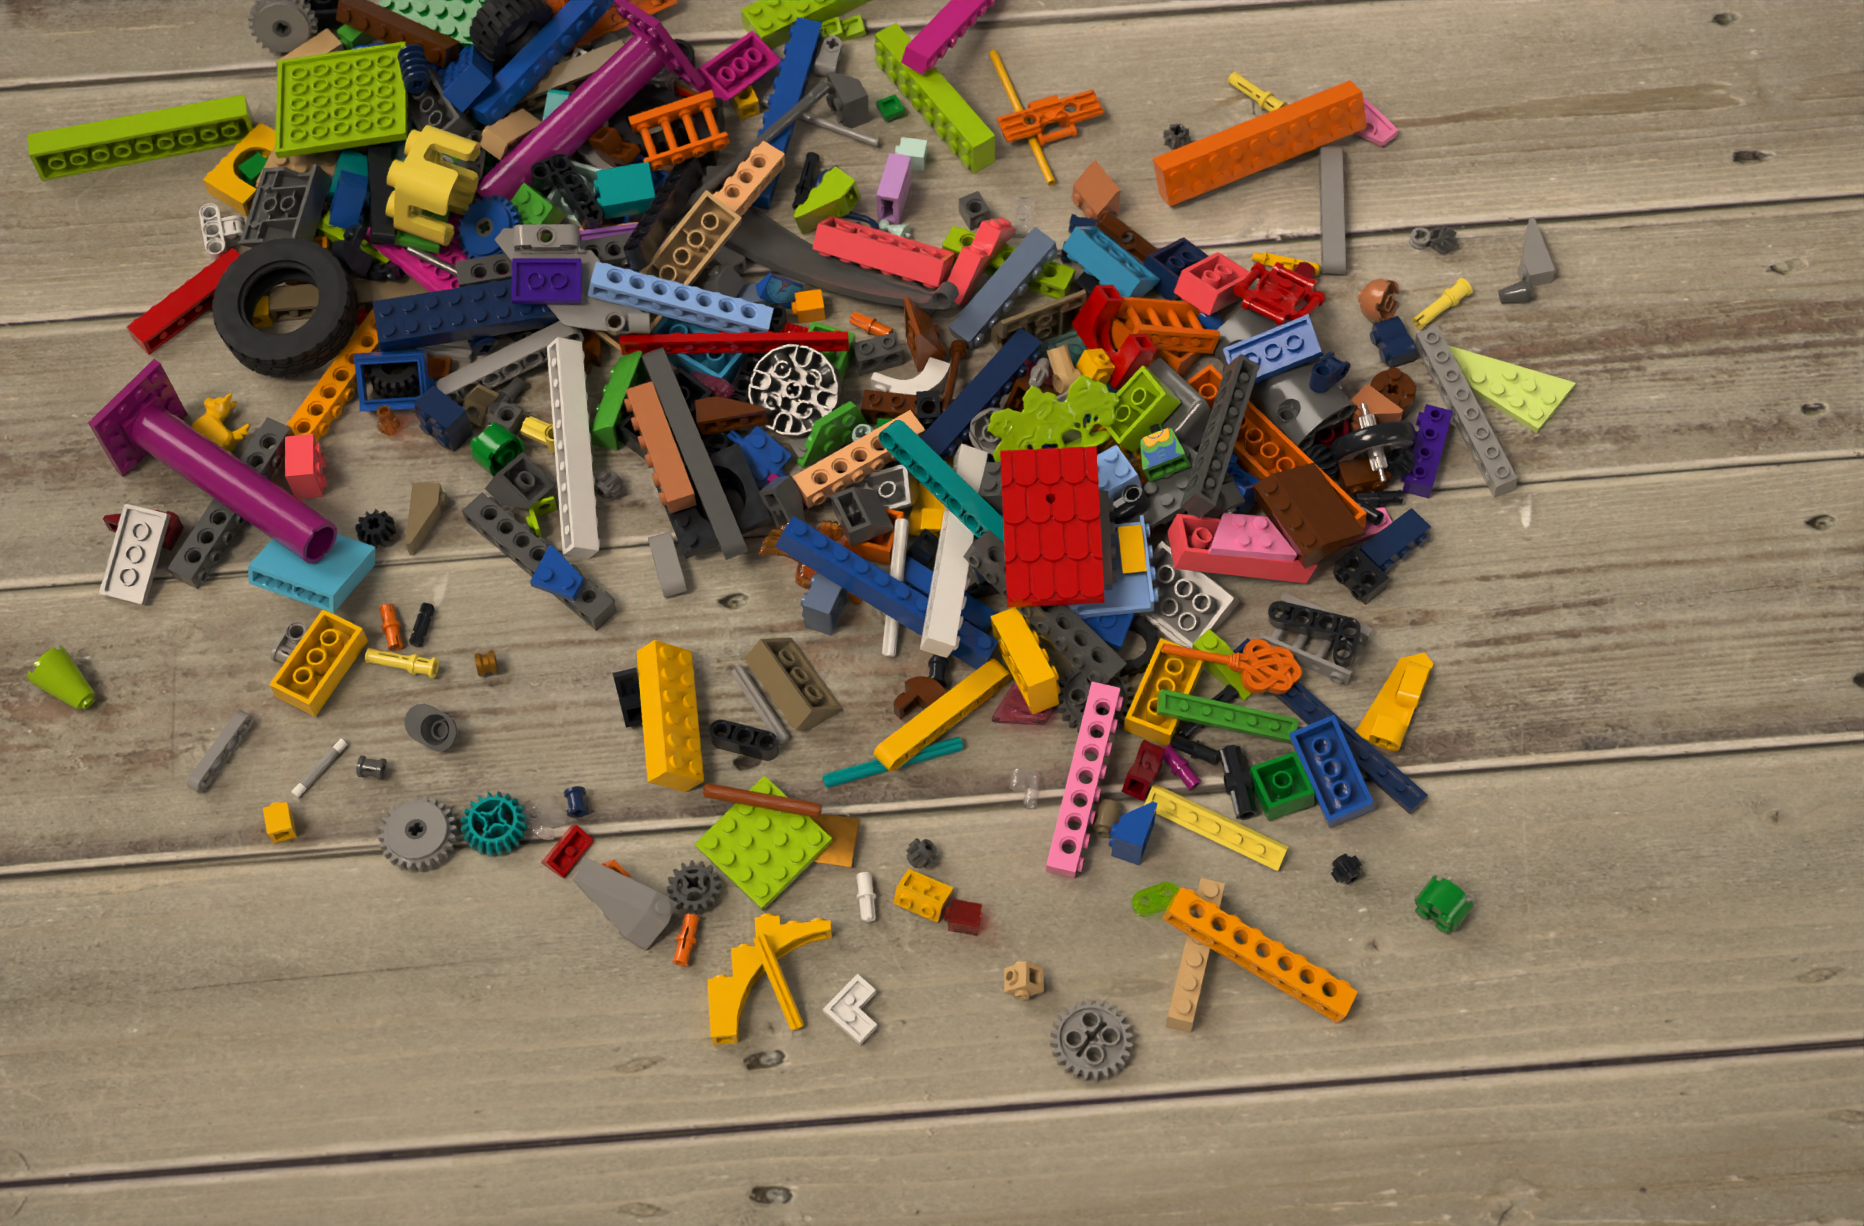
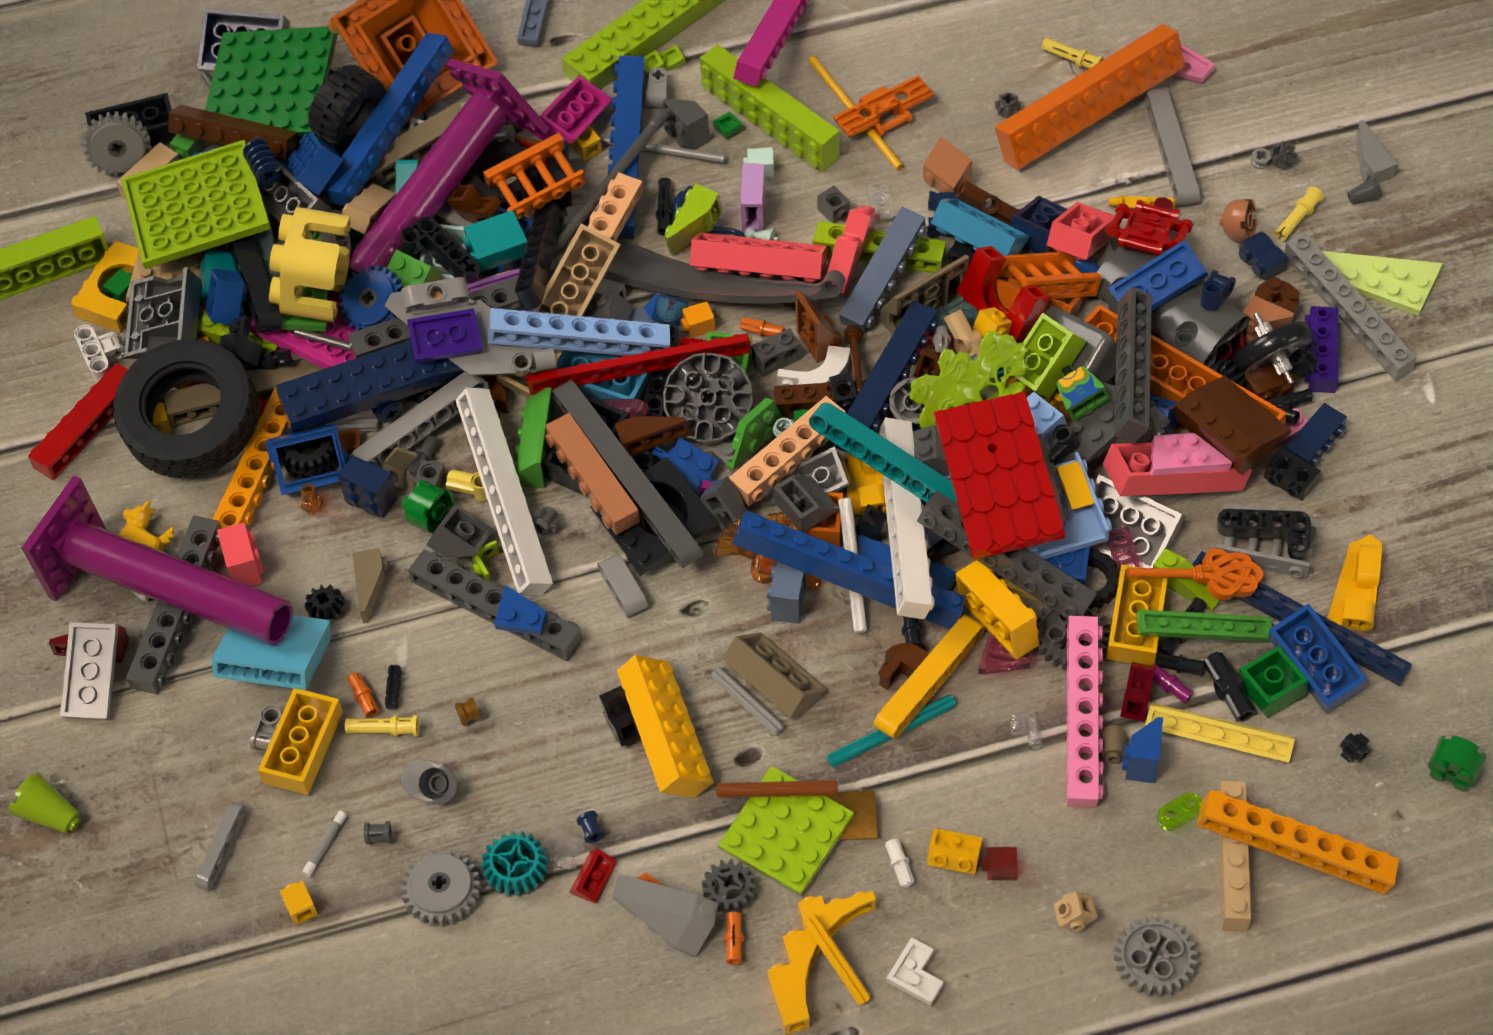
camera: 10 degrees left, 5 degrees down
(751, 748) = (751, 743): black beam -> none
(921, 853) = (943, 811): dark grey gear -> none
(1175, 614) = (1128, 540): none -> clear pink slope

